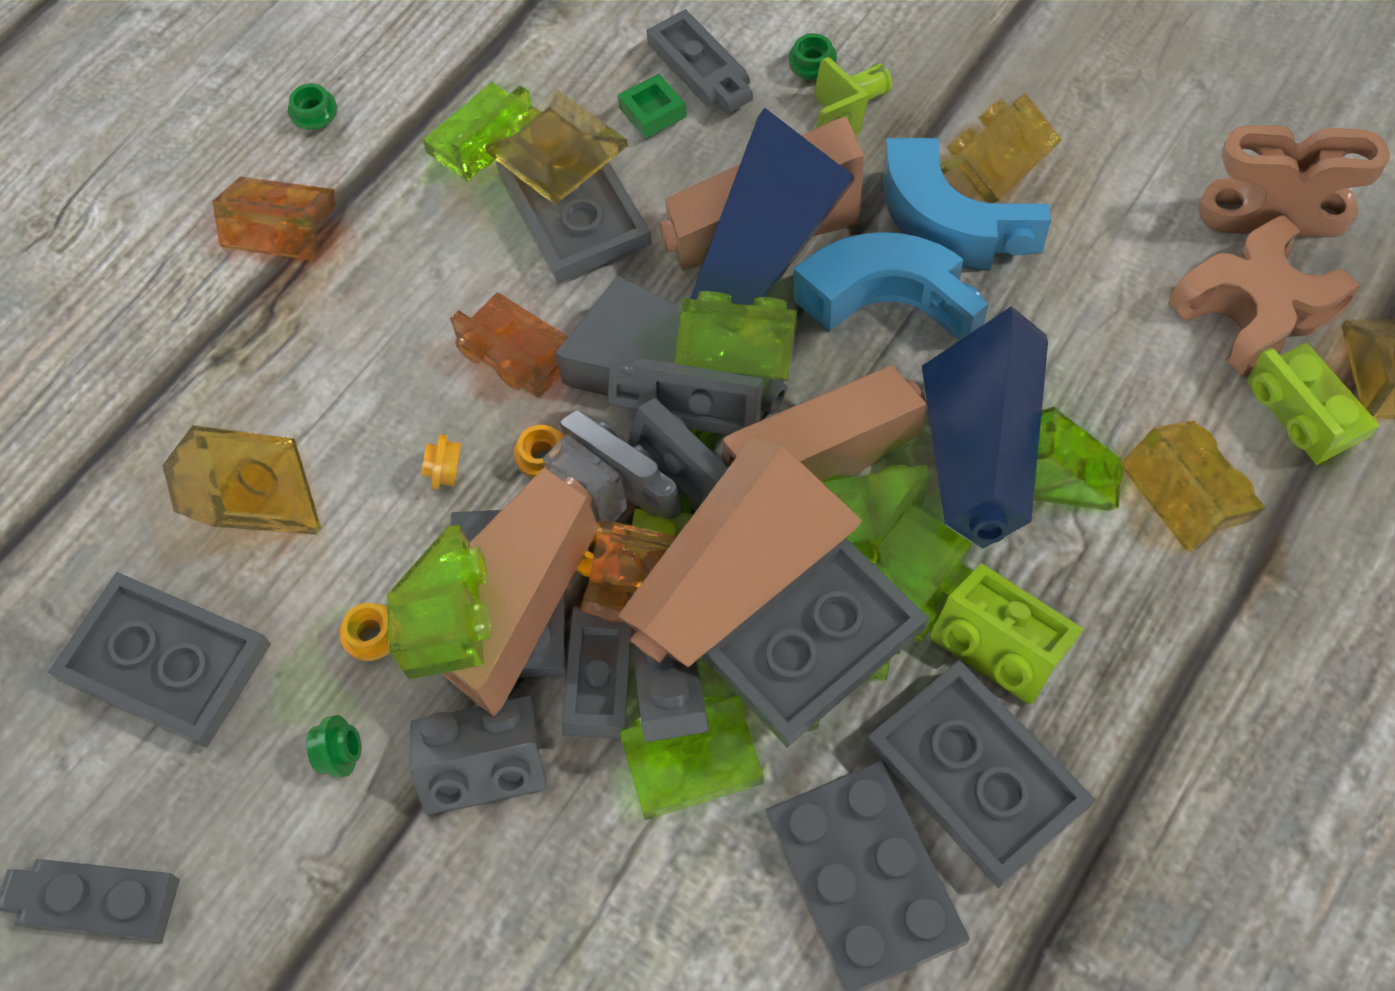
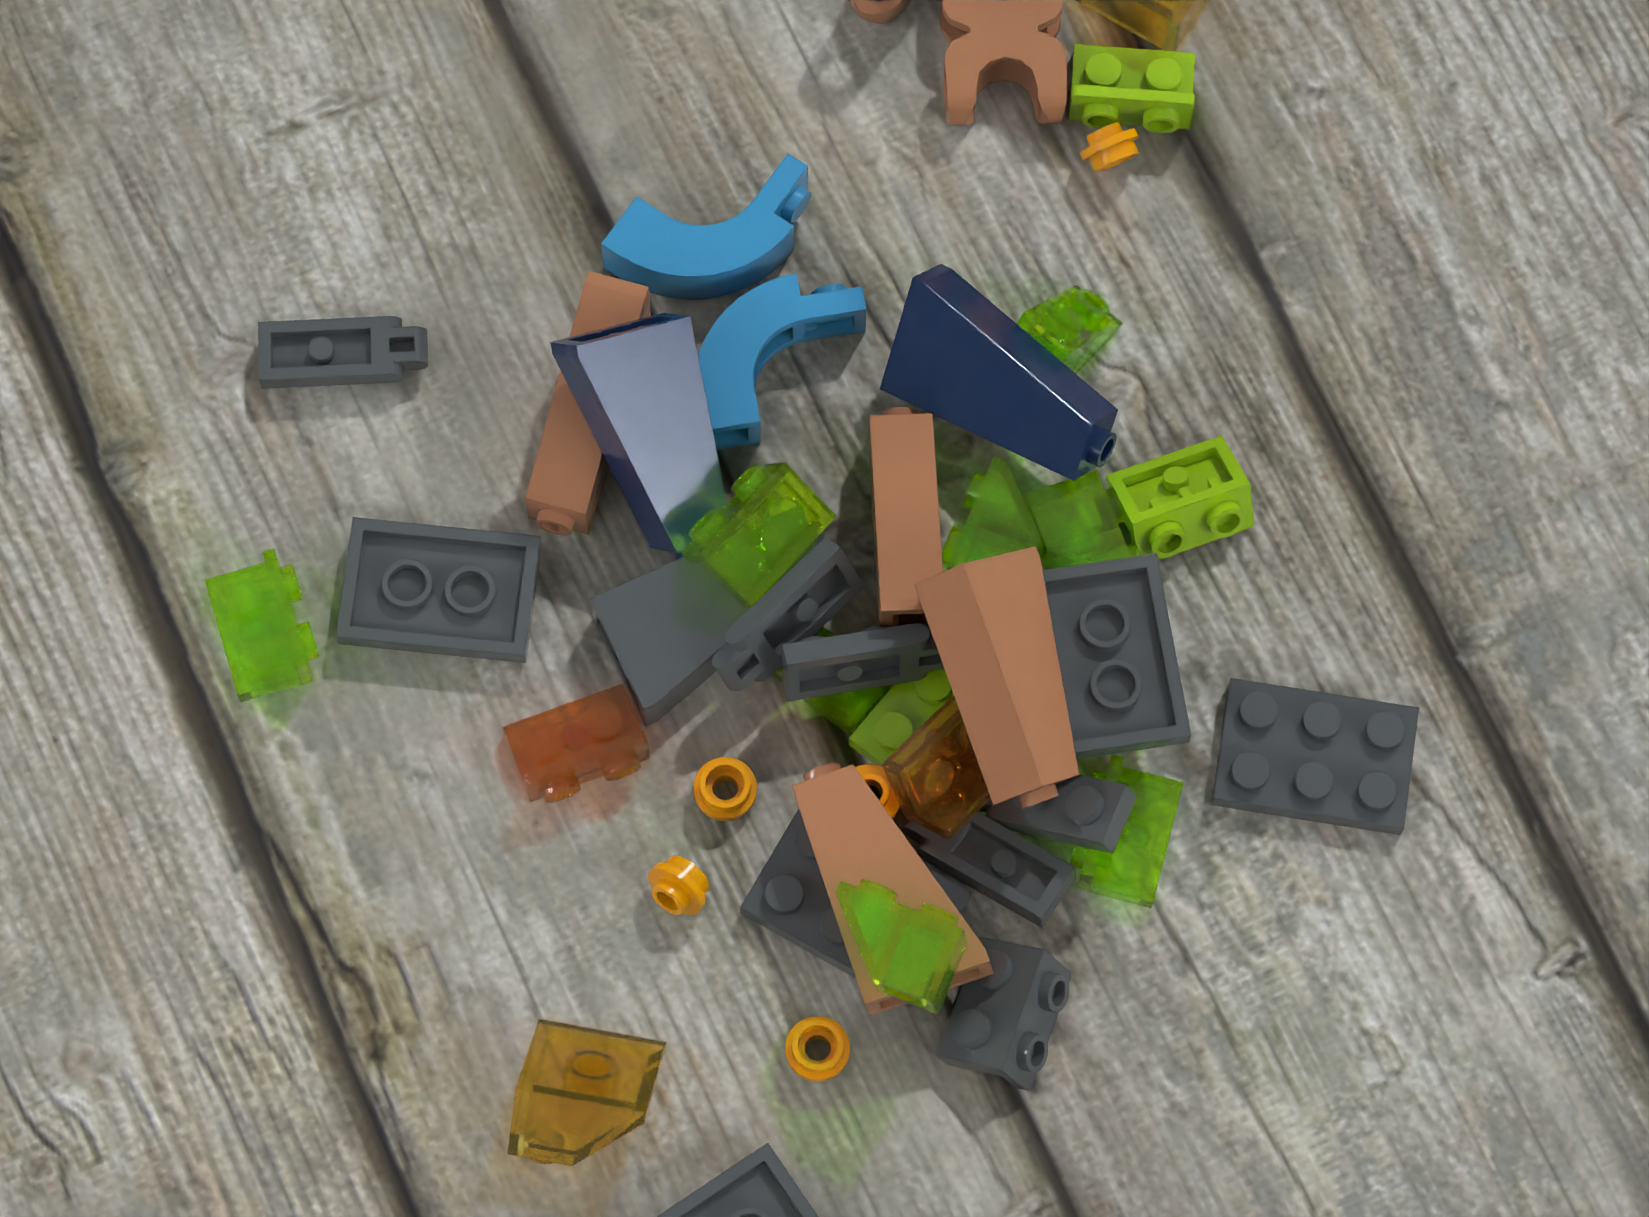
camera: 65 degrees left, 10 degrees up
(272, 217) = (234, 901): clear orange bracket -> none
(311, 107) = (91, 772): green plate -> none
(333, 747) = (922, 1133): green plate -> none
(556, 146) = (362, 563): clear yellow slope -> none
(597, 477) = (788, 759): clear piece -> none
(639, 472) = (816, 718): dark grey hinge -> none
(652, 105) = (363, 436): green plate -> none
(808, 53) = (412, 222): green plate -> none
(847, 94) = (496, 239): lime bracket -> none
(979, 773) = (1289, 607): dark grey plate -> none
(1003, 148) = (667, 141): clear yellow bracket -> none
(1191, 483) = (1145, 247): clear yellow bracket -> none
(1248, 411) = (1110, 147): none -> light orange plate

